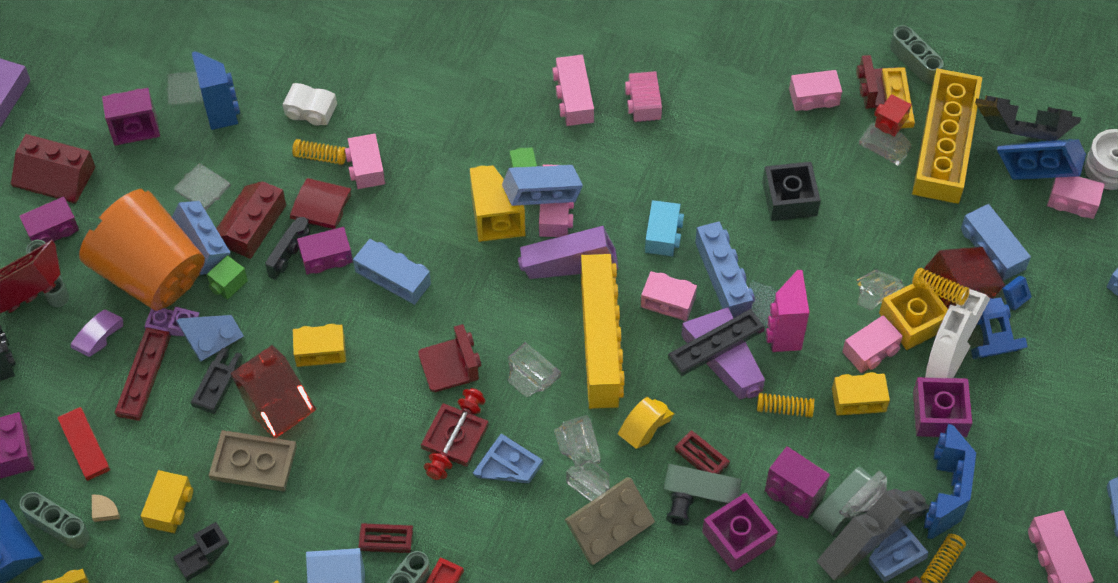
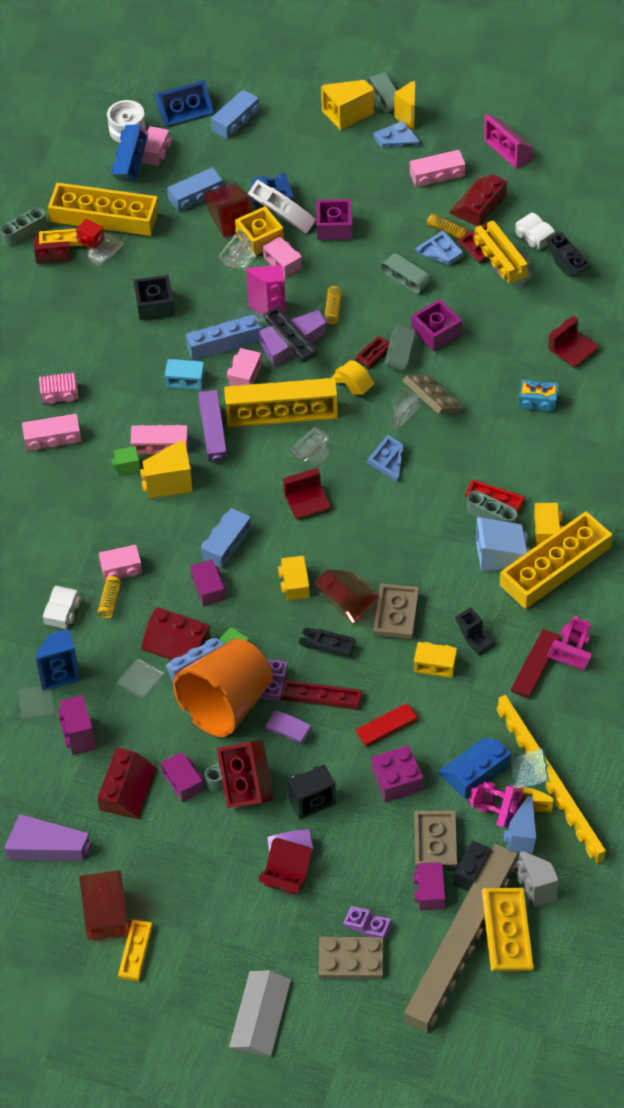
camera: 90 degrees left, 5 degrees down
(62, 527) = (452, 737): sand green beam -> none
(103, 509) = (441, 703): tan tile -> none
(209, 333) = (288, 649): medium blue wing -> none
(288, 245) = (204, 608): black hinge -> none
(321, 203) = (160, 591): dark red slope -> none
(389, 546) = (451, 539): dark red tile -> none
(454, 434) = (367, 490): dark red plate -> none
(542, 185) = (161, 429): medium blue brick -> none
(578, 440) = (366, 417): clear slope -> none
(680, 507) = (418, 360): black bush -> none
(796, 483) = (399, 293): magenta brick -> none
(815, 90) = (56, 285): bright pink brick -> none
(860, 394) = (324, 261): yellow brick -> none
(865, 497) = (410, 253): clear slope -> none
(868, 530) = (434, 252): dark grey arch -> none
(918, 280) = (260, 195): yellow piece -> none
(958, 457) = (393, 209): blue slope -> none
(1016, 292) = (238, 179): blue tile -> none
(1048, 125) = (100, 156): black slope -> none

